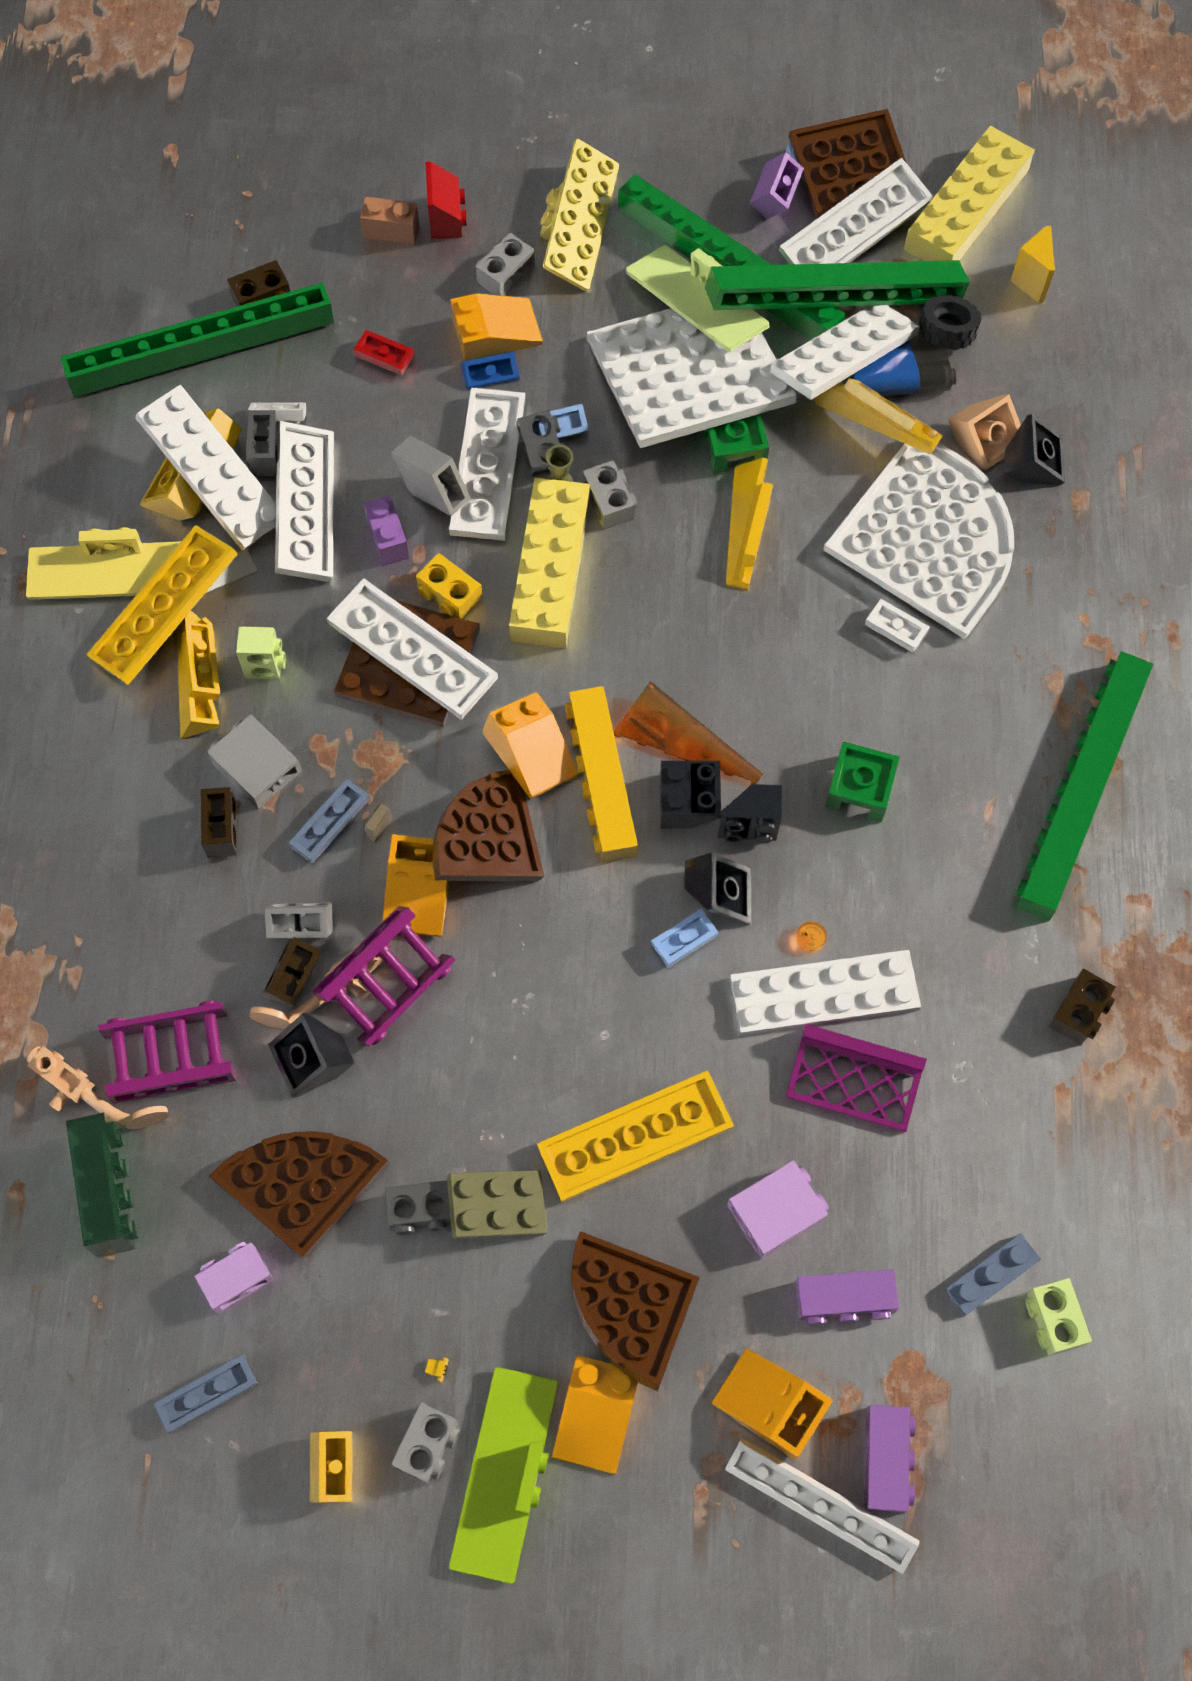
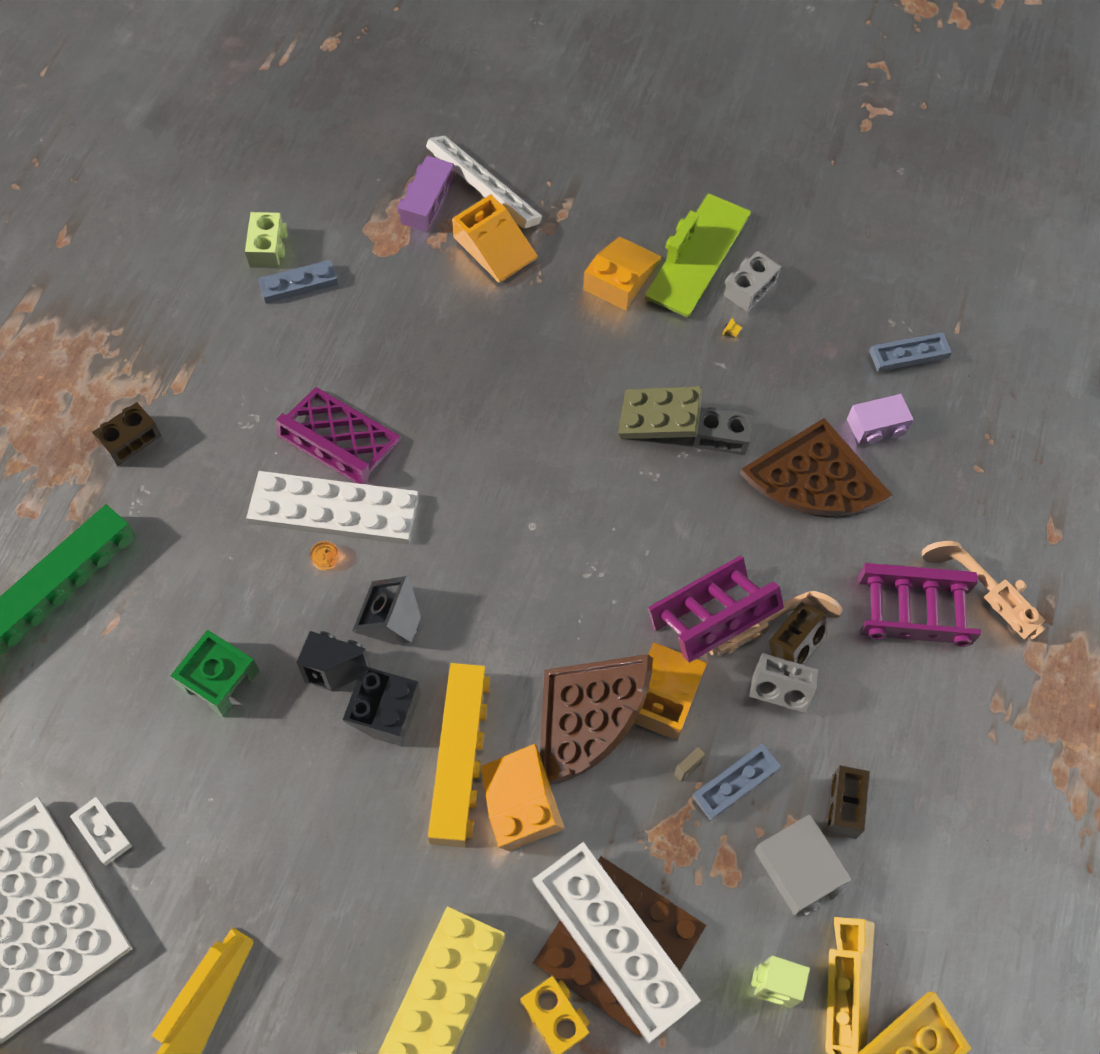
camera: 165 degrees left, 5 degrees down
(101, 1185) = (985, 503): clear green brick -> none
(309, 1054) = (791, 563): black slope -> none
(331, 1466) = (824, 279): yellow brick -> none
(630, 1306) = (577, 317): reddish brown plate -> none
(634, 1136) = (533, 437): yellow plate -> none
(669, 727) = (379, 793): clear orange wedge -> none
(684, 938) = (437, 579): light blue plate -> none
(778, 1209) = (439, 357): lavender brick -> none
(846, 1296) = (412, 290): medium lavender brick -> none

